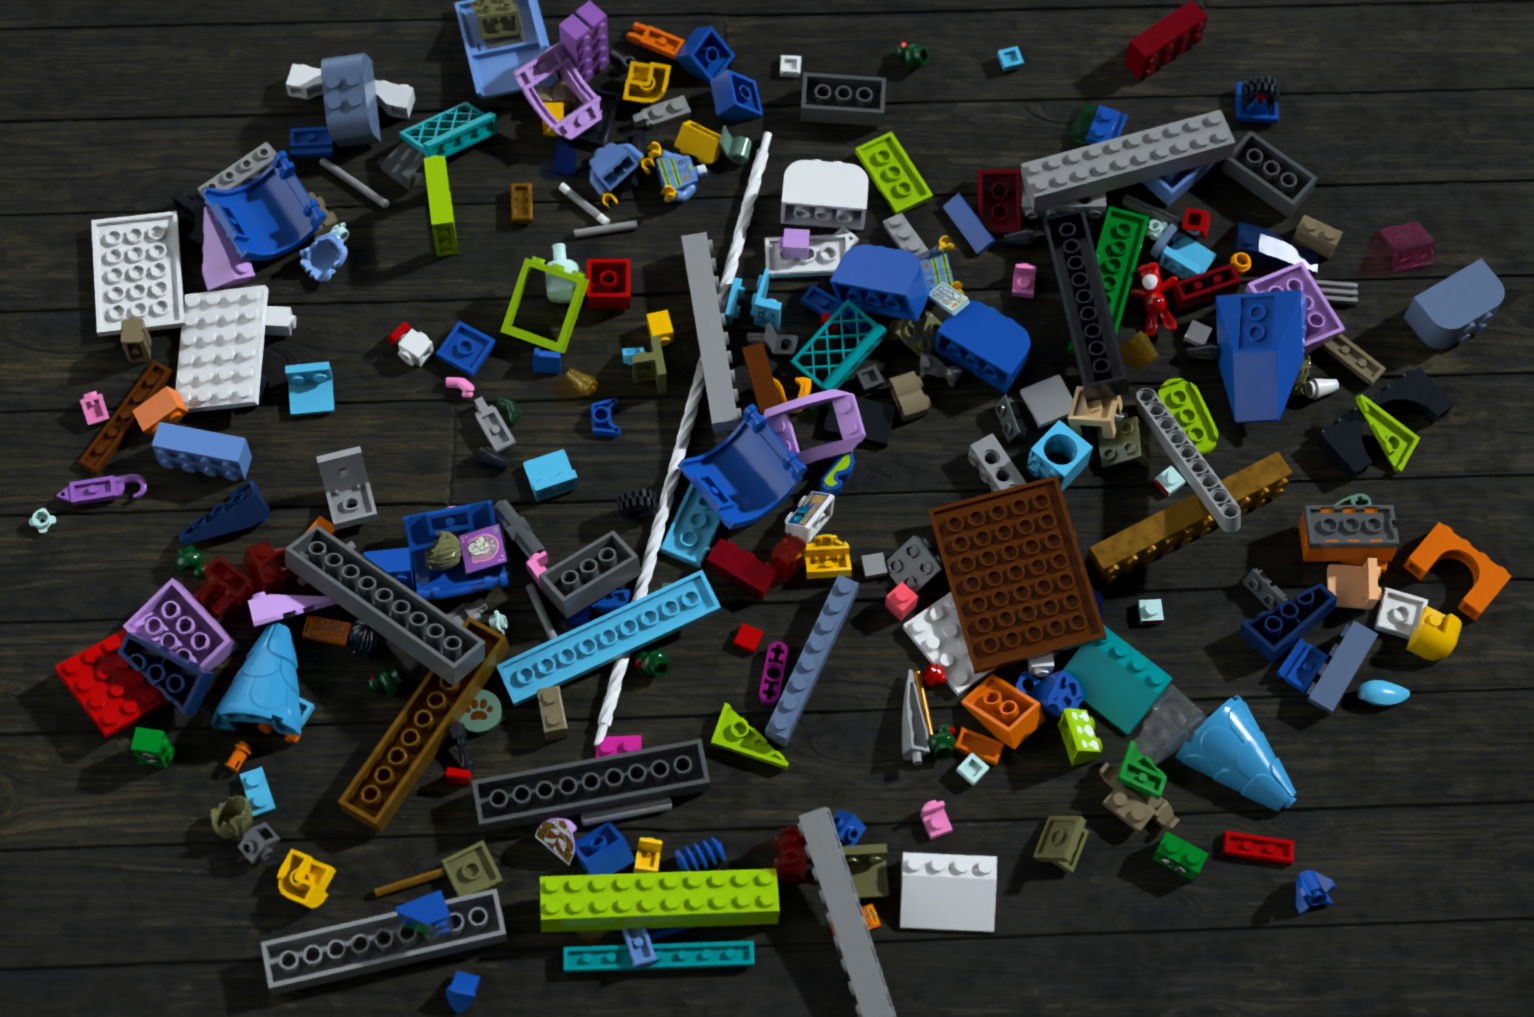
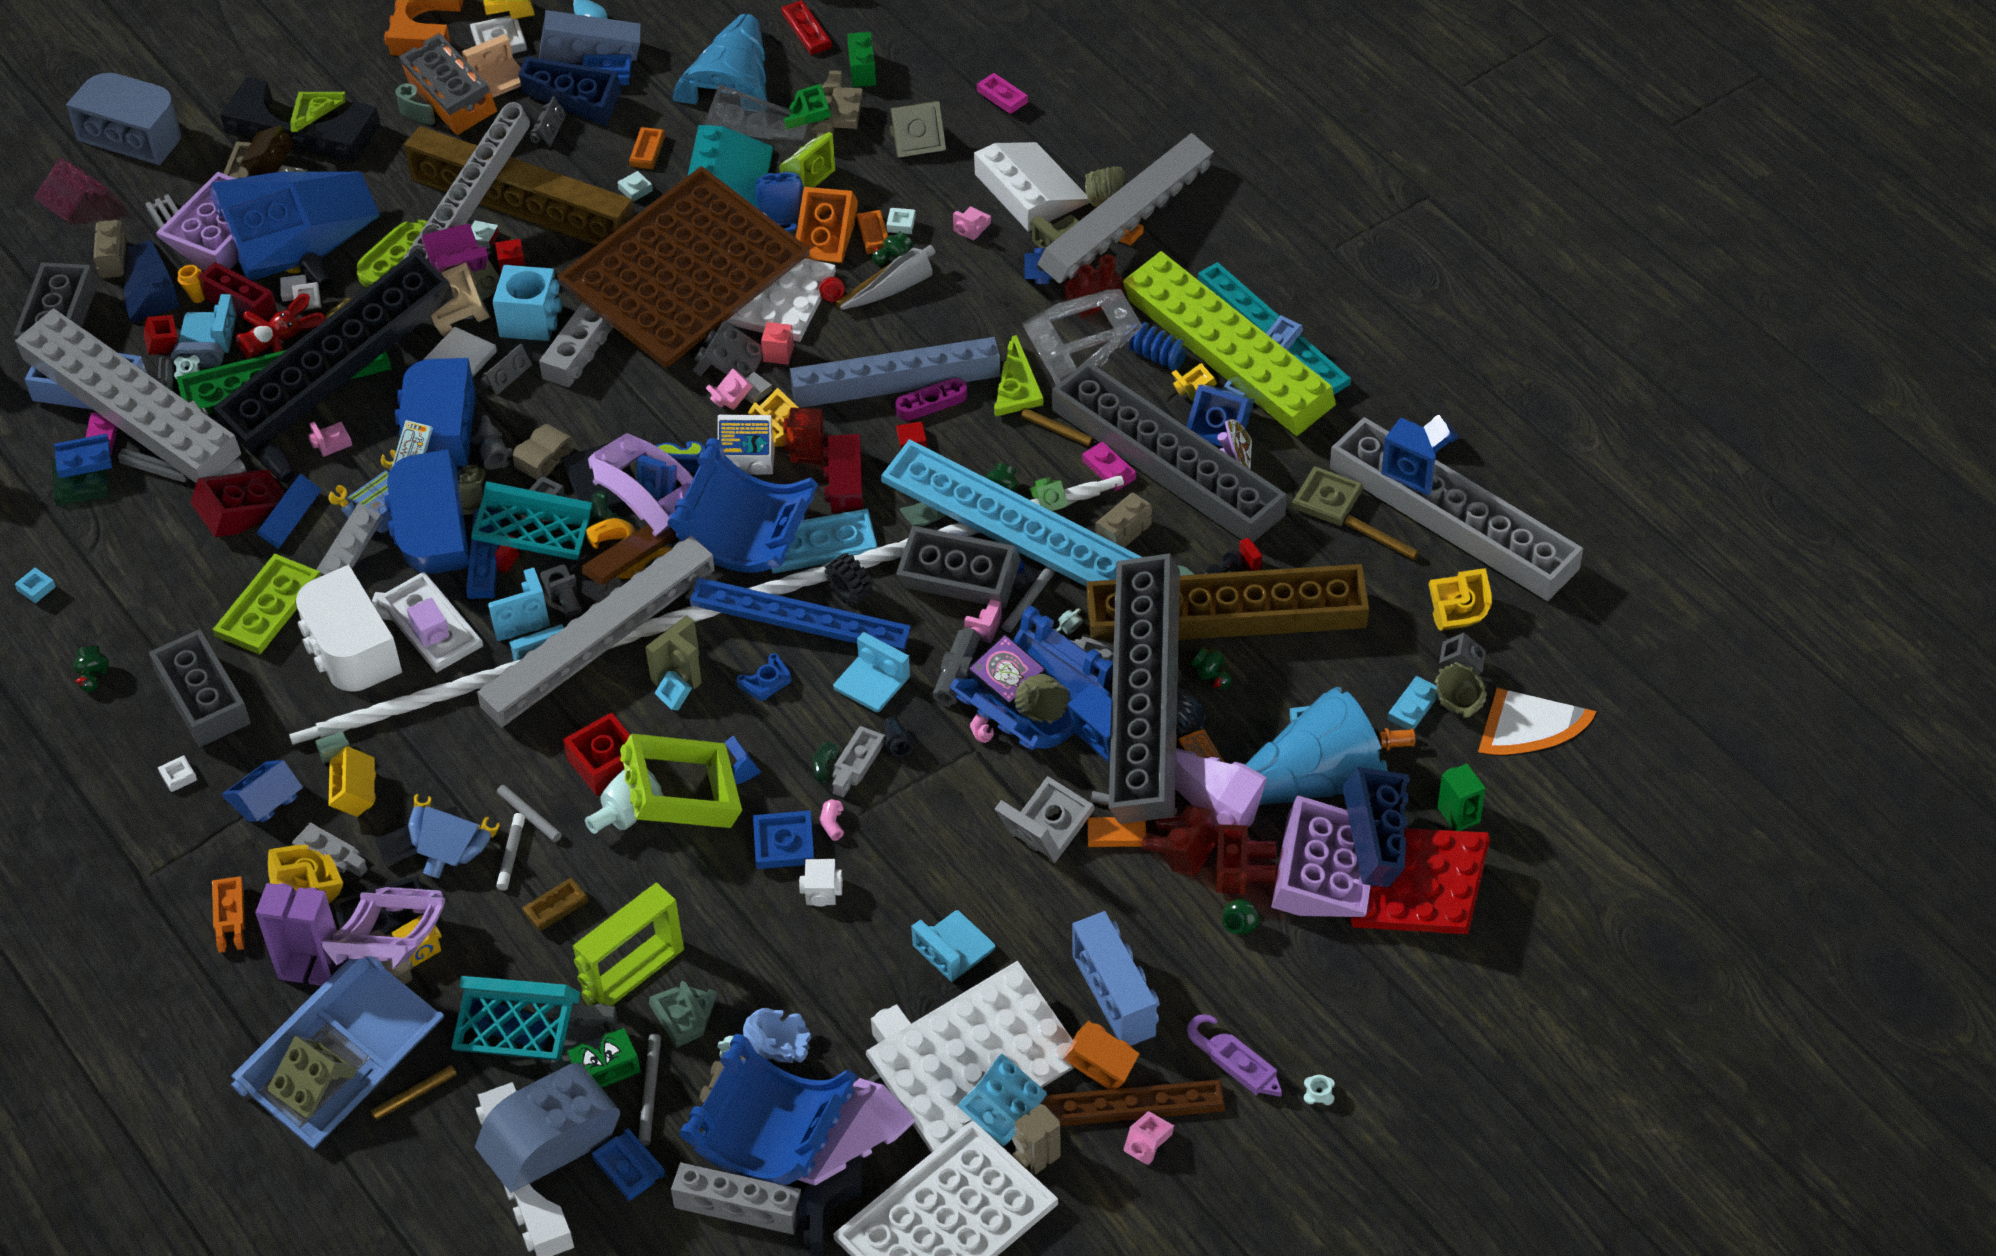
camera: 120 degrees left, 15 degrees down
(175, 341) = (1002, 1099): none -> medium azure bracket
(182, 857) = (1530, 723): none -> sticker
(242, 511) = (1161, 919): dark blue wedge -> none
(382, 160) = (607, 1058): none -> green brick
(390, 227) = (683, 1012): none -> sand green slope
(402, 329) = (816, 908): red tile -> none
(453, 65) = (413, 1092): none -> pearl gold bar
(564, 158) = (460, 901): clear blue slope -> none
(582, 382) = (741, 714): clear yellow cone -> none
(620, 684) = (1049, 493): none -> bright green bracket
(632, 460) = (796, 614): none -> blue plate
(660, 324) = (621, 687): yellow brick -> none
(676, 173) = (414, 775): torso -> none
(694, 734) = (1057, 427): none -> pearl gold bar
(705, 54) = (218, 854): blue slope -> none
(784, 788) = (1056, 354): none -> clear windscreen
(816, 437) = (656, 476): none -> blue plate
(878, 541) = (730, 390): none -> bright pink bracket
(889, 935) = (1103, 184): none -> olive hair
(1067, 940) = (1002, 93): none -> dark pink plate
(1120, 478) = (510, 253): none -> red brick
(1133, 426) = (454, 247): none -> magenta bracket
(1179, 336) = (312, 290): none -> white tile
(1189, 645) = (647, 148): none -> orange tile
(1354, 377) = (267, 151): none -> dark brown brick

